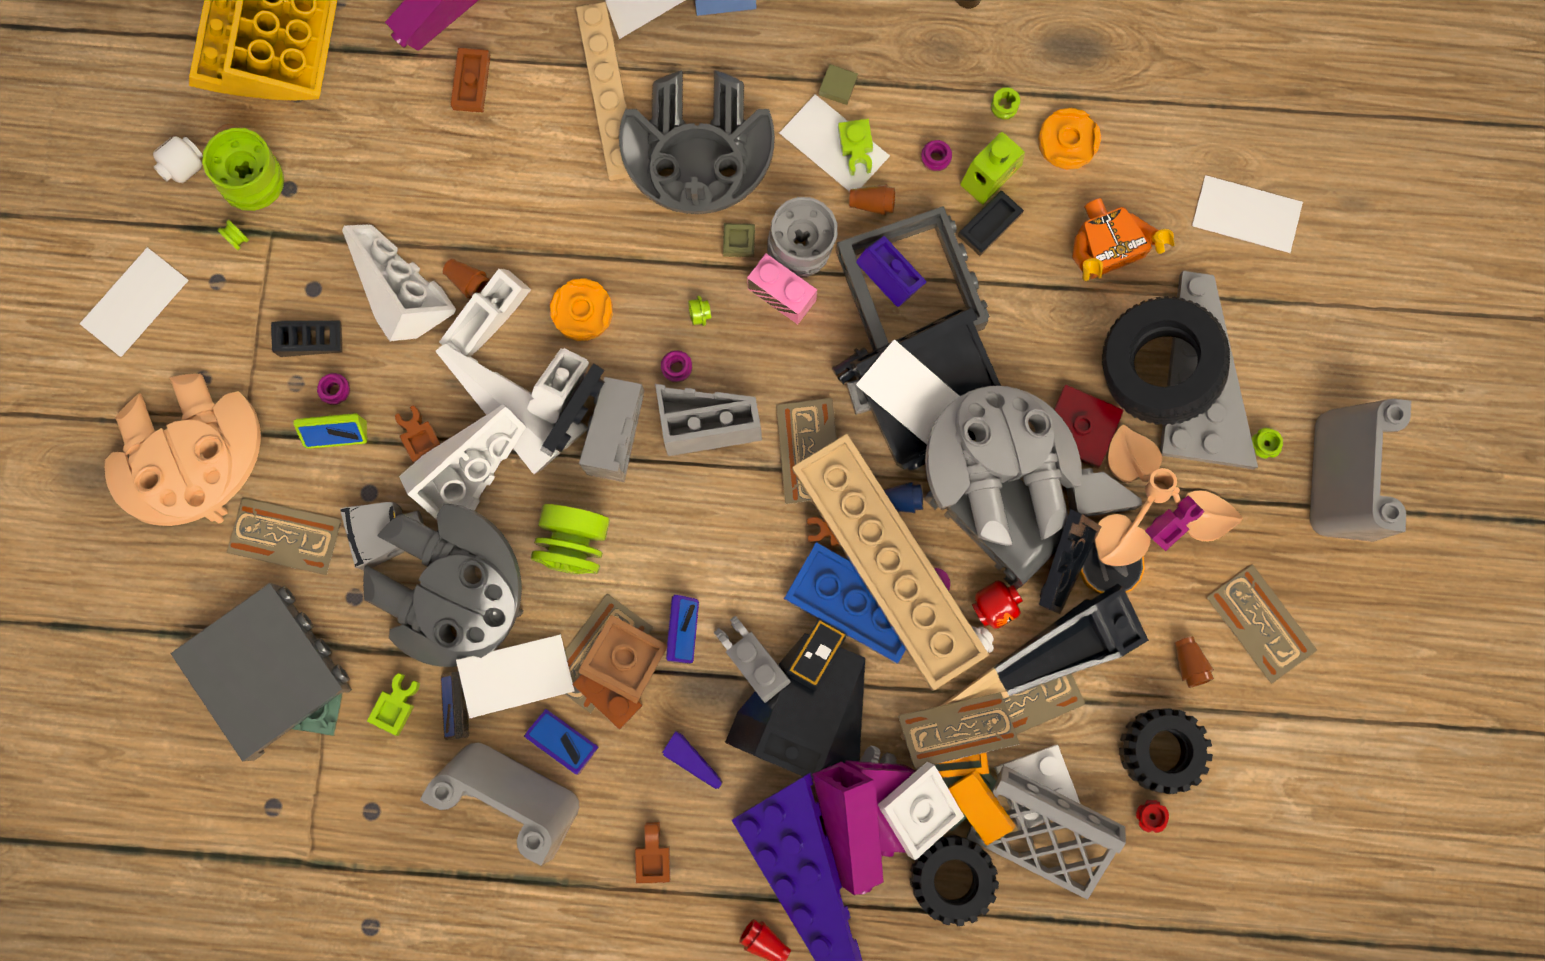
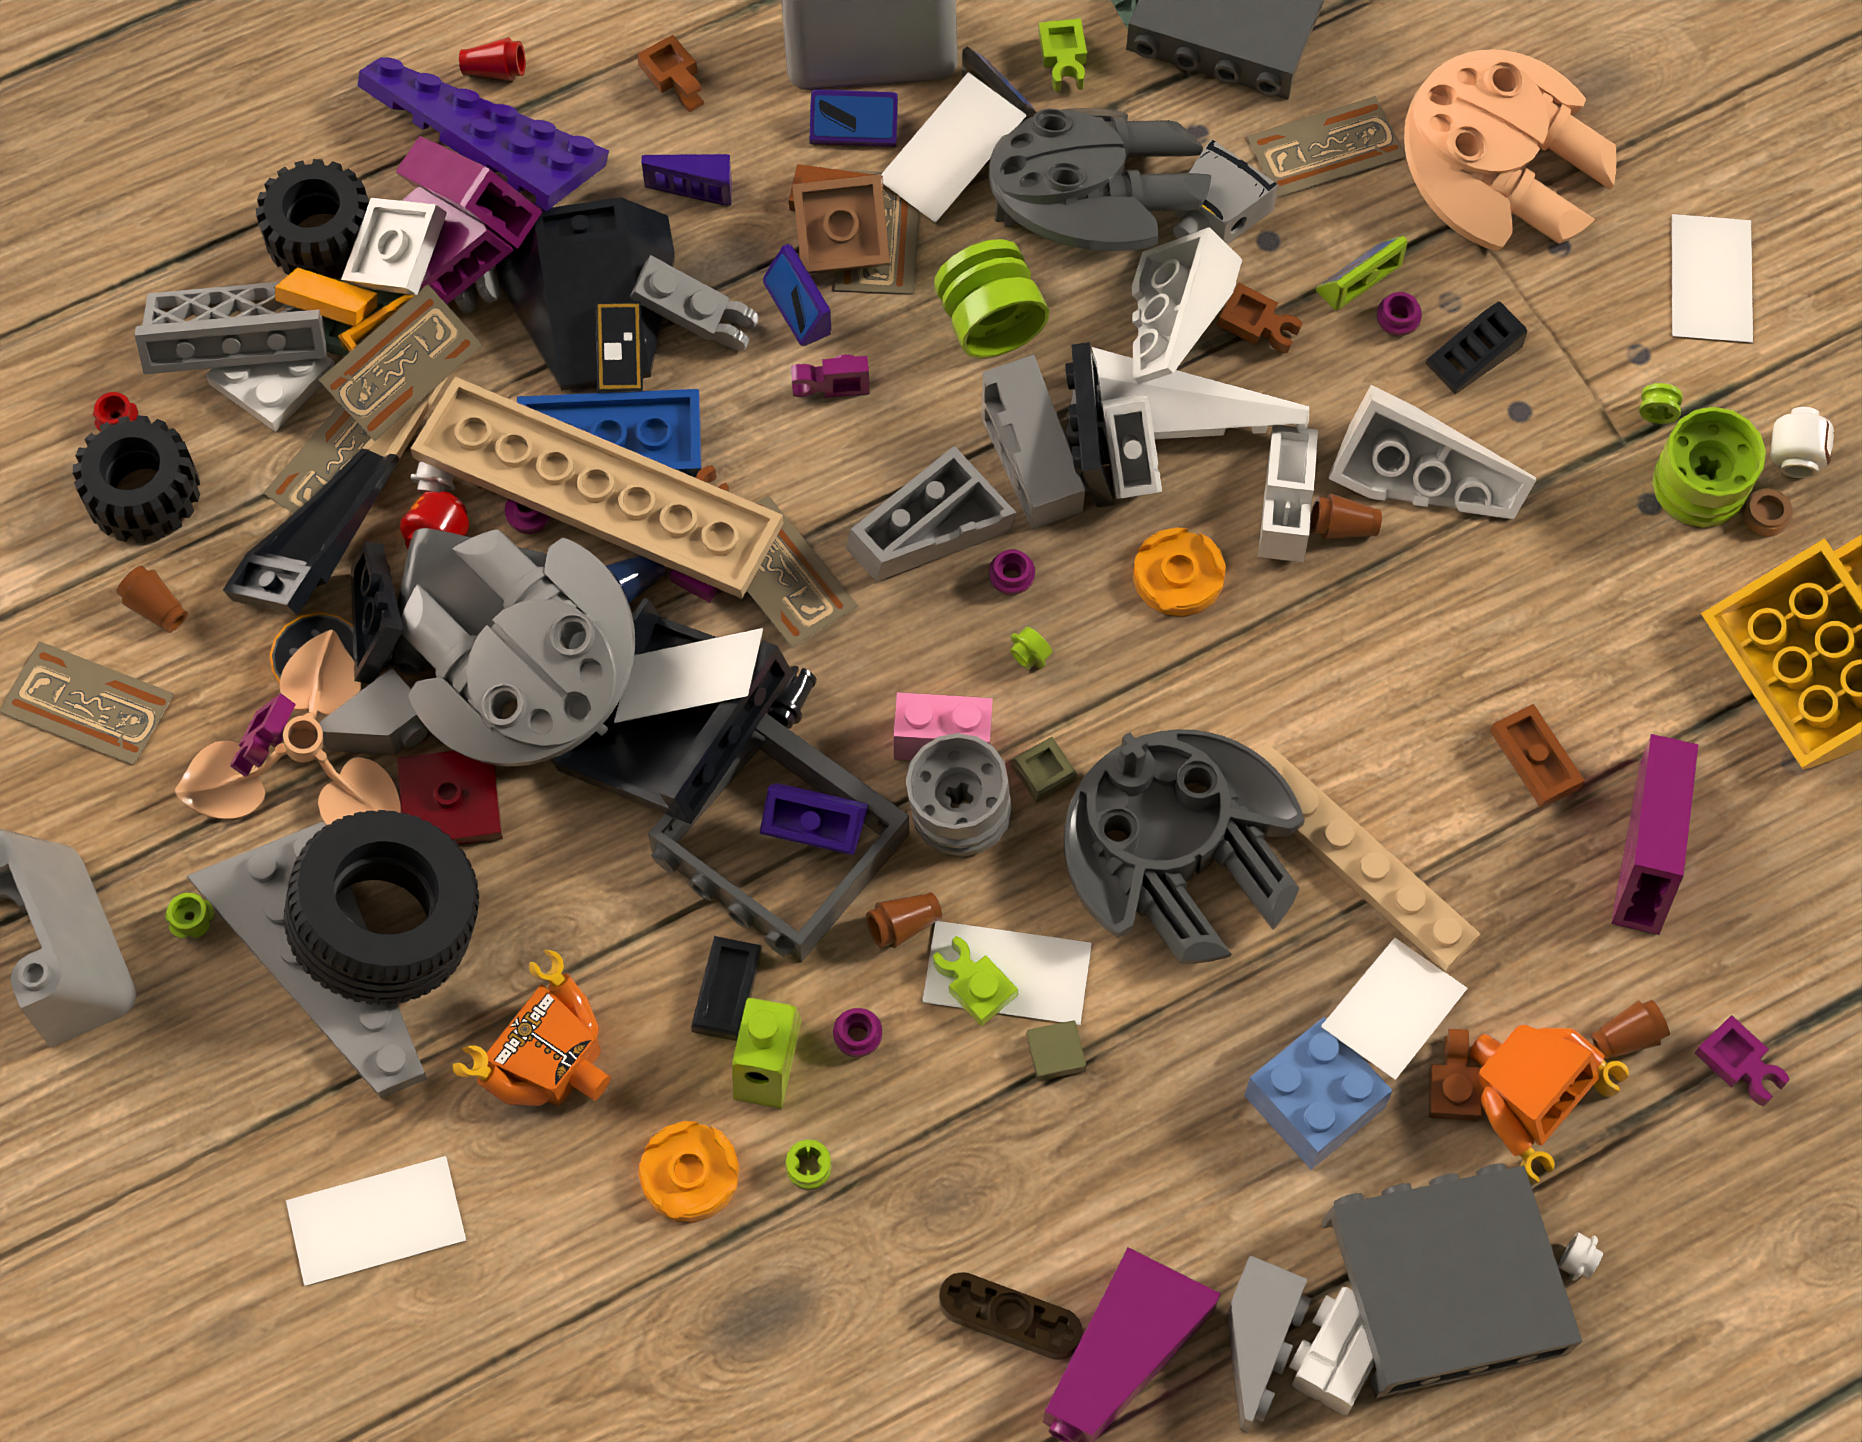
camera: 145 degrees right, 15 degrees down
(690, 554) = (836, 377): none -> magenta plate

